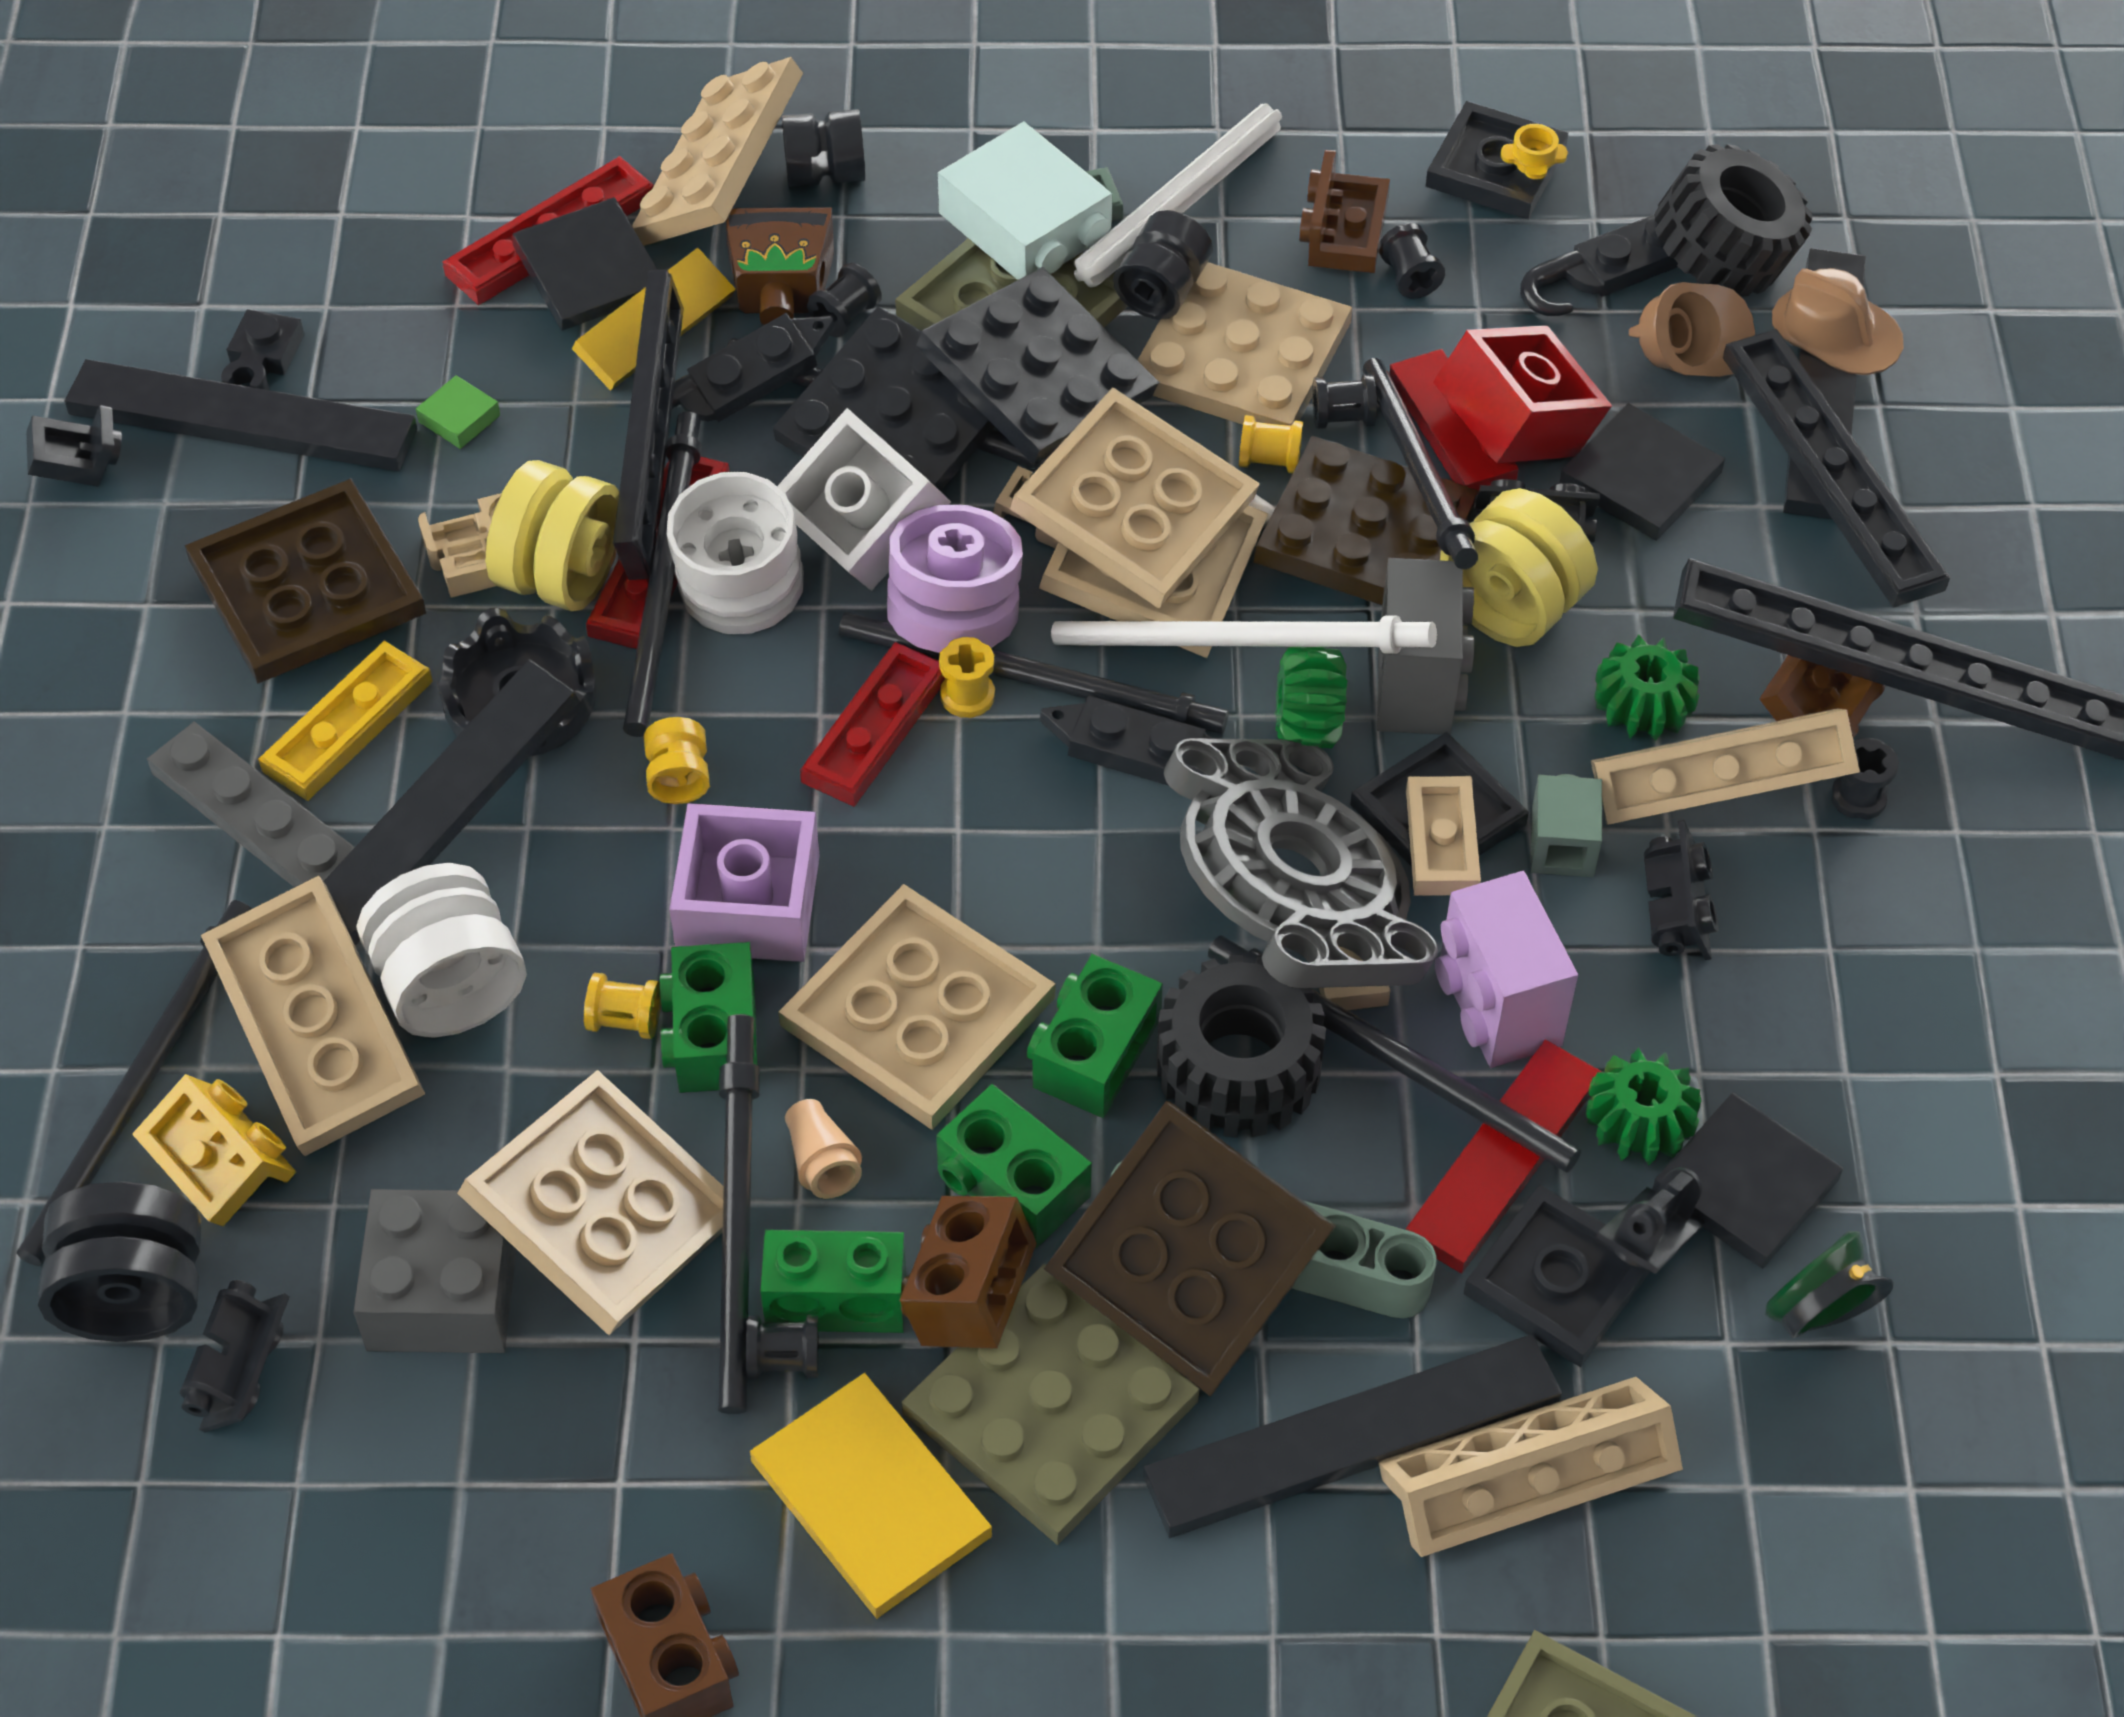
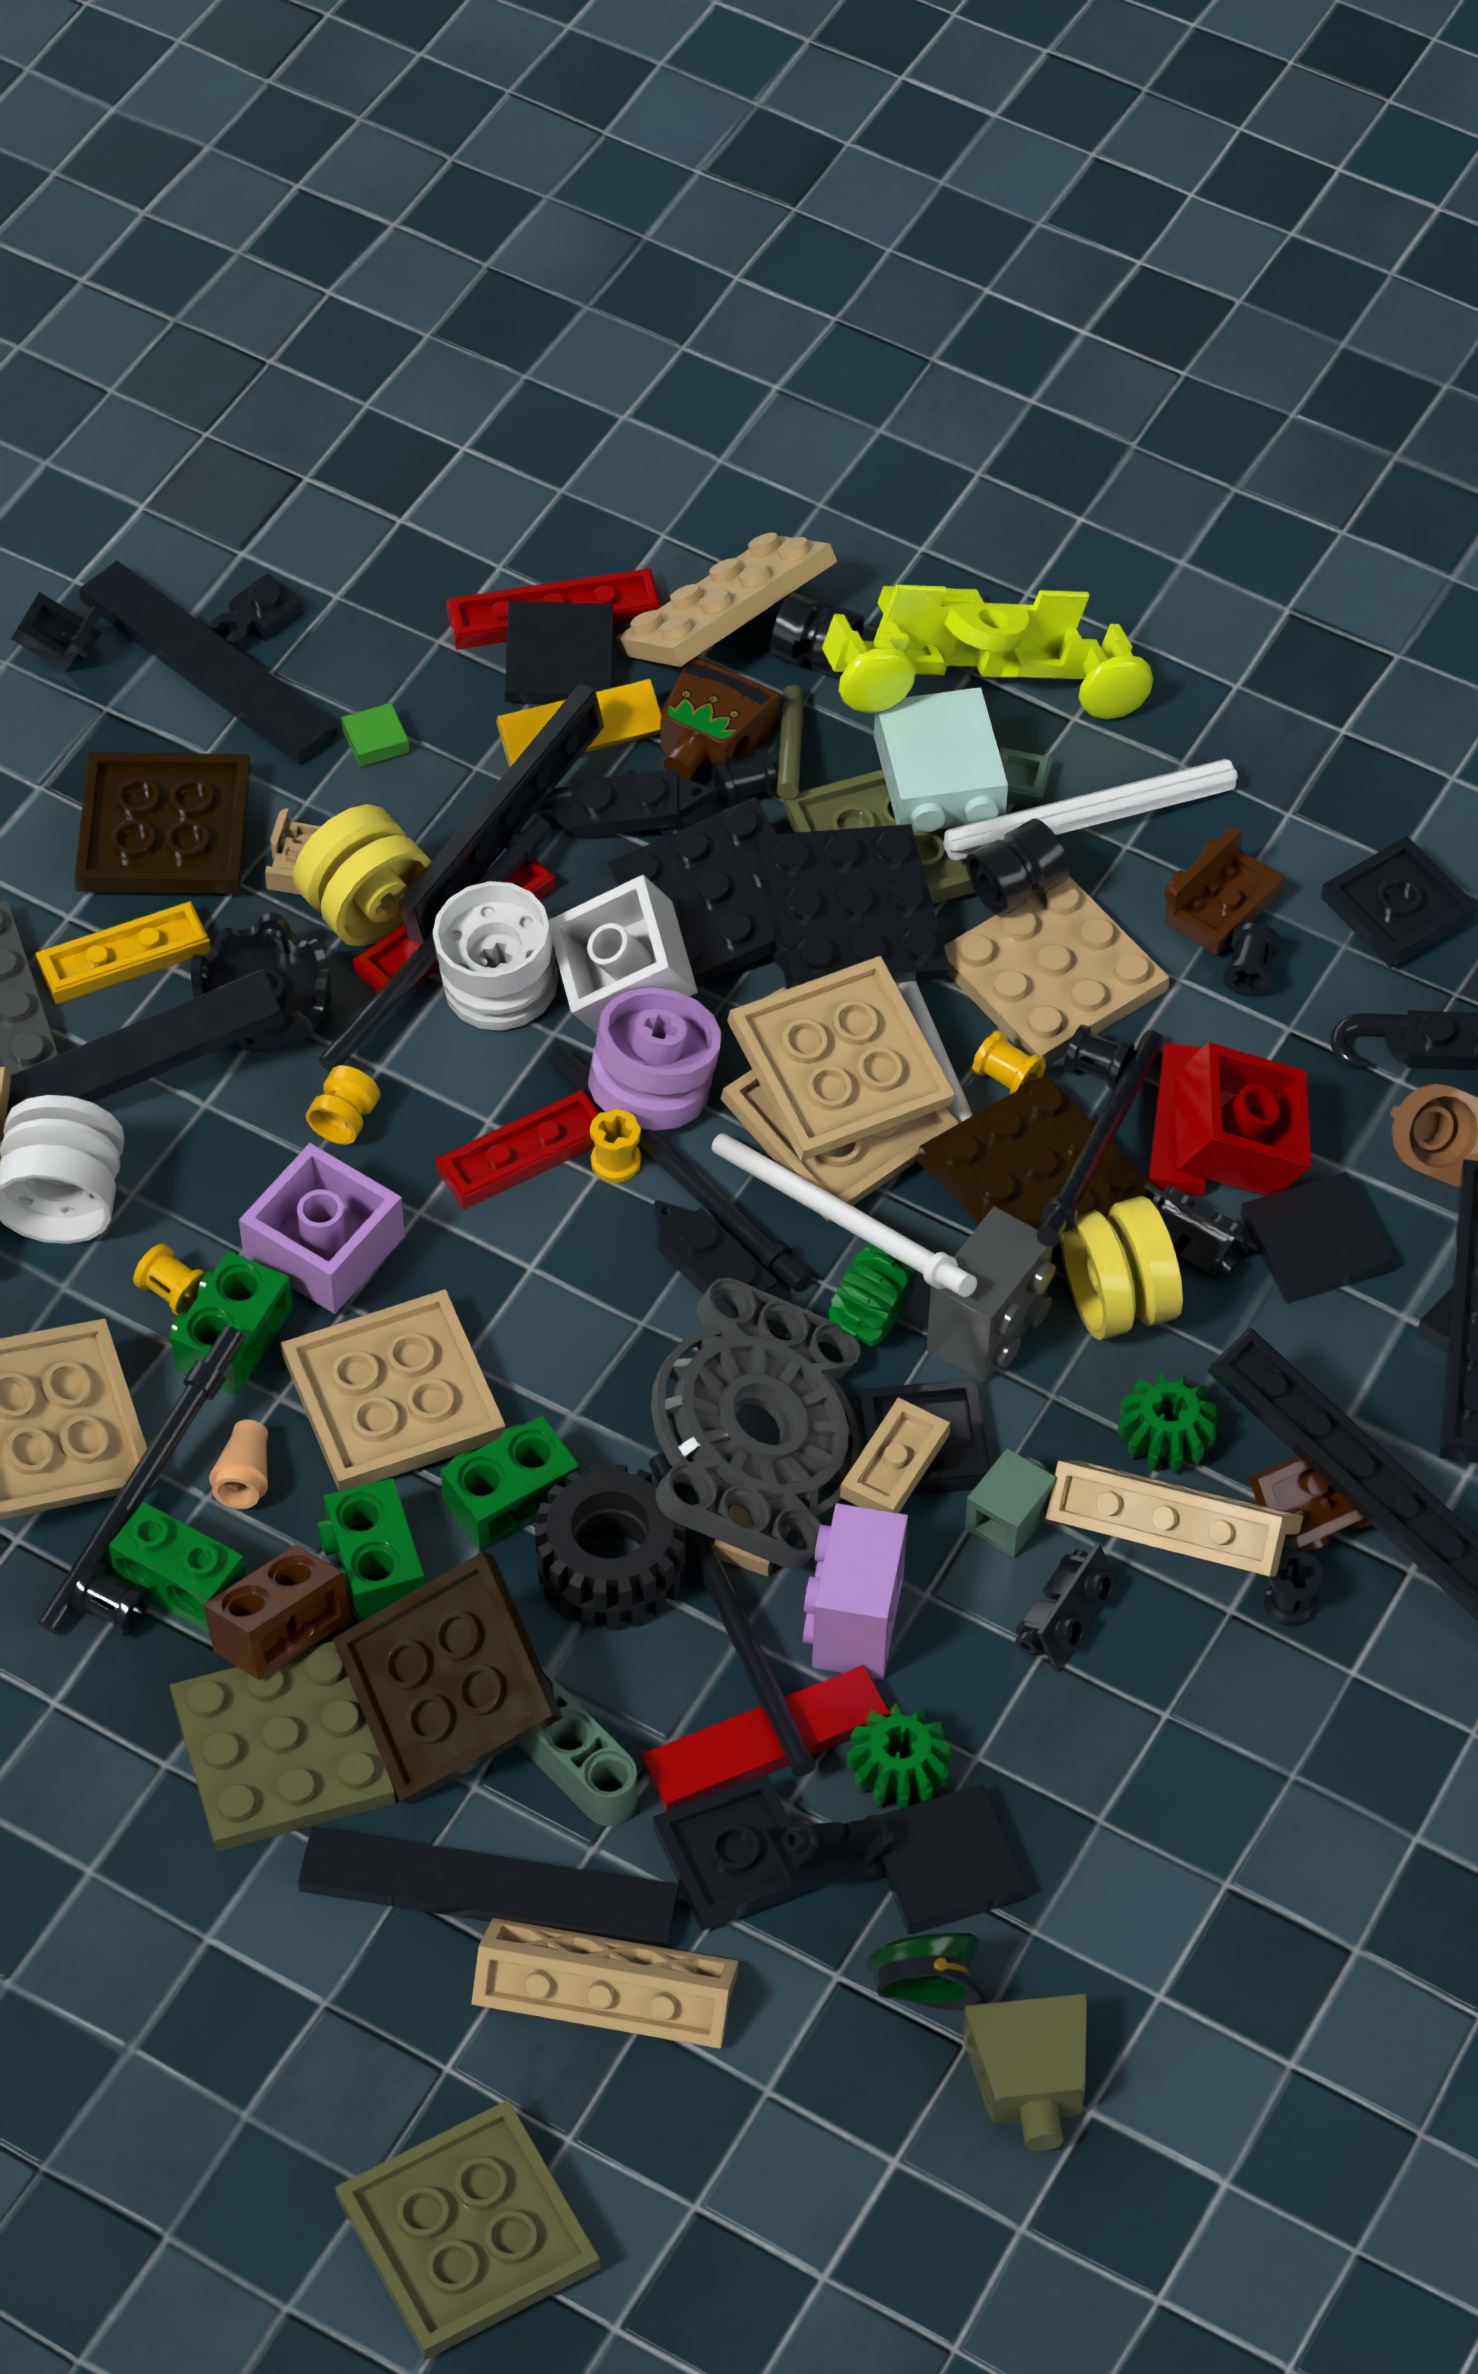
camera: 30 degrees right, 0 degrees up
(868, 253) = (790, 742): none -> olive bar
(871, 1495) = (103, 1742): yellow tile -> none
(939, 94) = (945, 627): none -> neon yellow piece
(1534, 150) = (1427, 898): yellow plate -> none
(1973, 1327) = (1030, 2063): none -> olive torso

